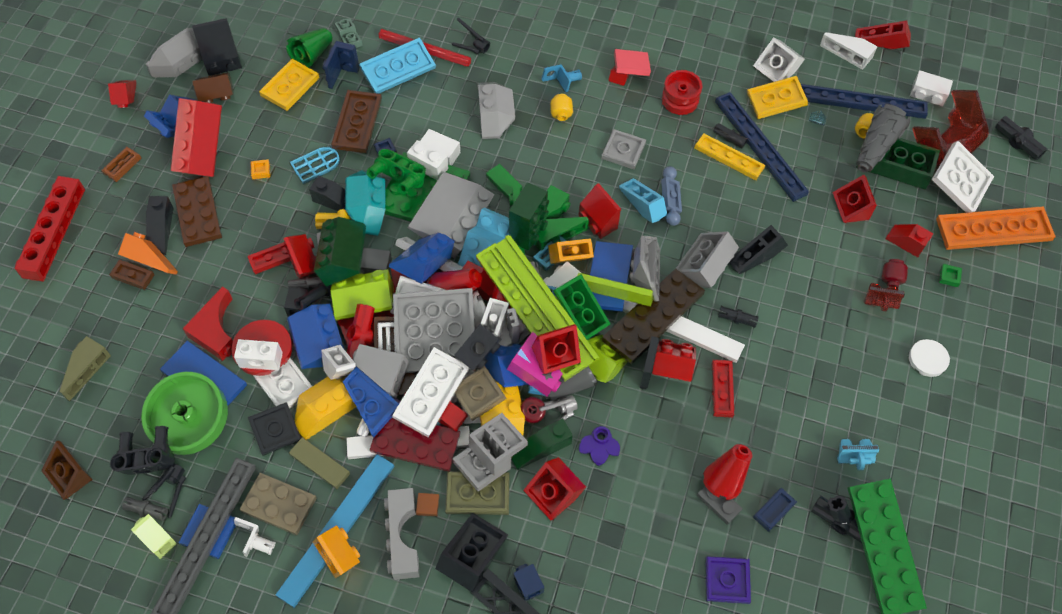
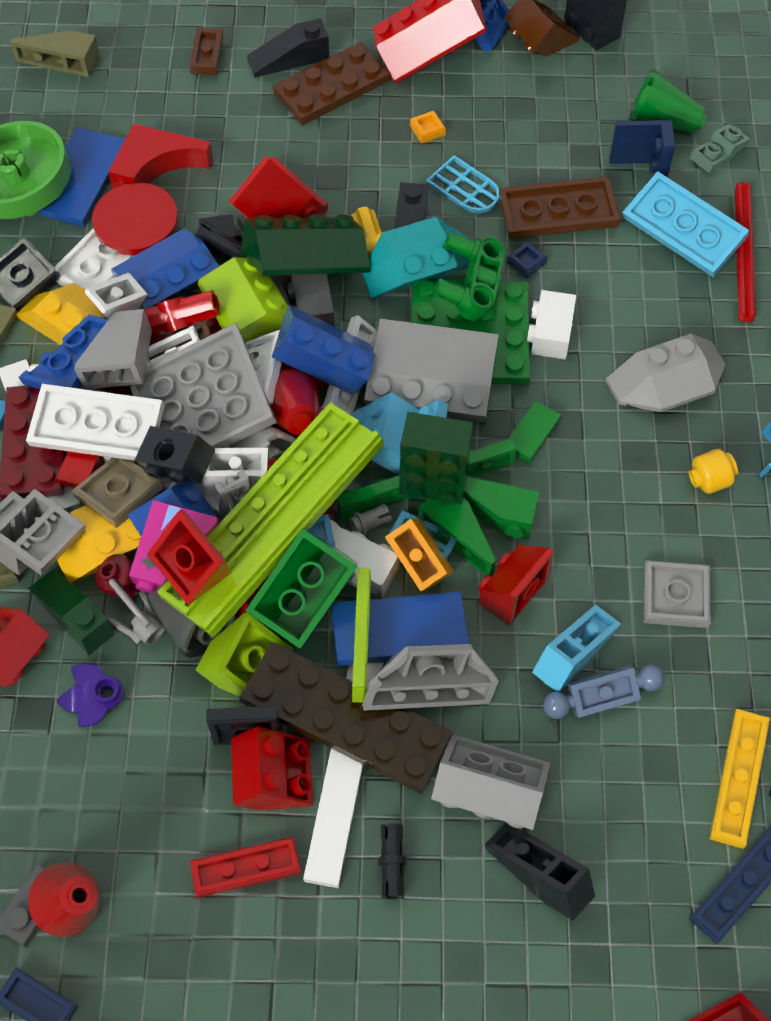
camera: 75 degrees right, 0 degrees up
(145, 252) = (238, 52): orange slope -> none
(258, 354) = (109, 211): white brick -> none
(289, 84) = (585, 107): yellow plate -> none
(431, 159) = (512, 308): white brick -> none

